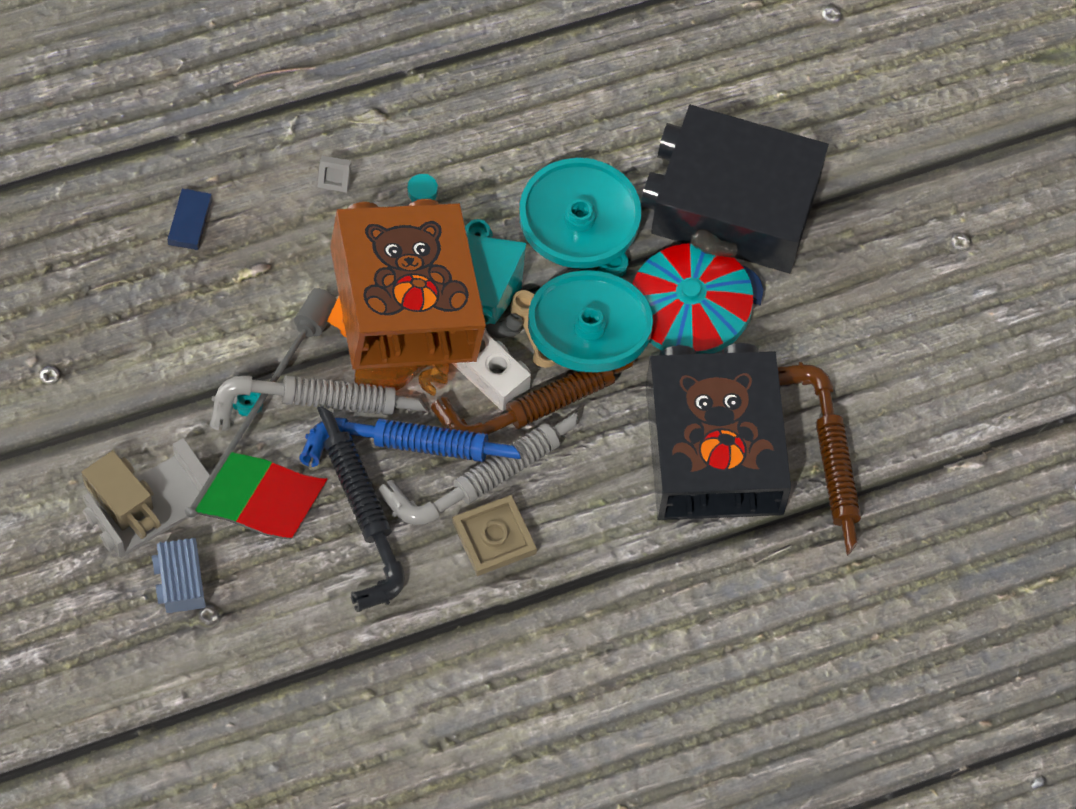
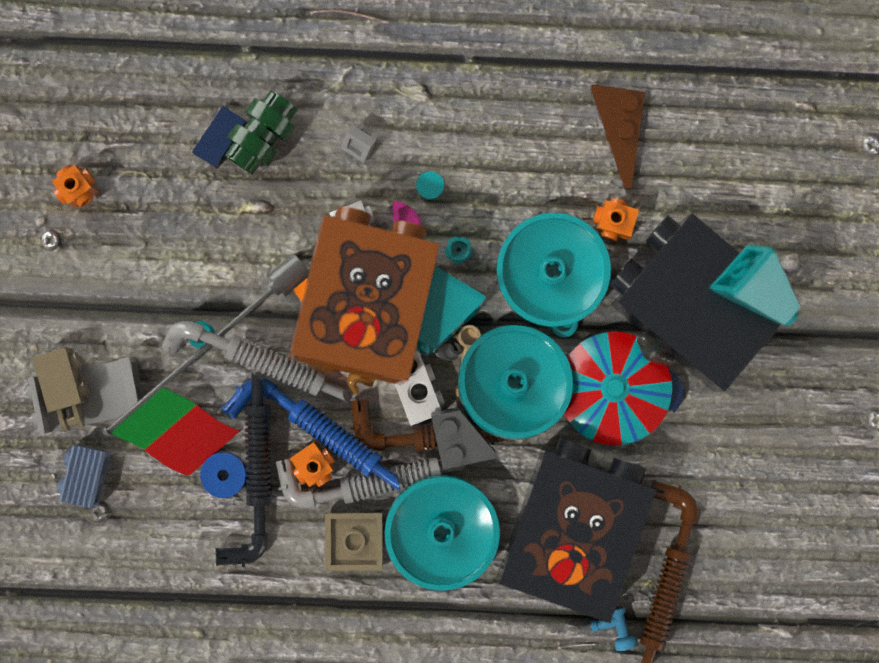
camera: 30 degrees right, 25 degrees up
(60, 307) = (84, 186): none -> orange brick
(233, 192) = (267, 123): none -> dark green piece
(328, 539) = (210, 474): none -> blue piece
(419, 473) = (303, 461): none -> orange brick
(558, 390) = (459, 439): none -> dark grey wing
(581, 487) = (442, 532): none -> teal dish
(583, 70) = (621, 118): none -> reddish brown wing
(620, 149) = (625, 217): none -> orange brick
(784, 134) = (759, 285): none -> teal slope
(799, 509) = (624, 640): none -> dark azure piece

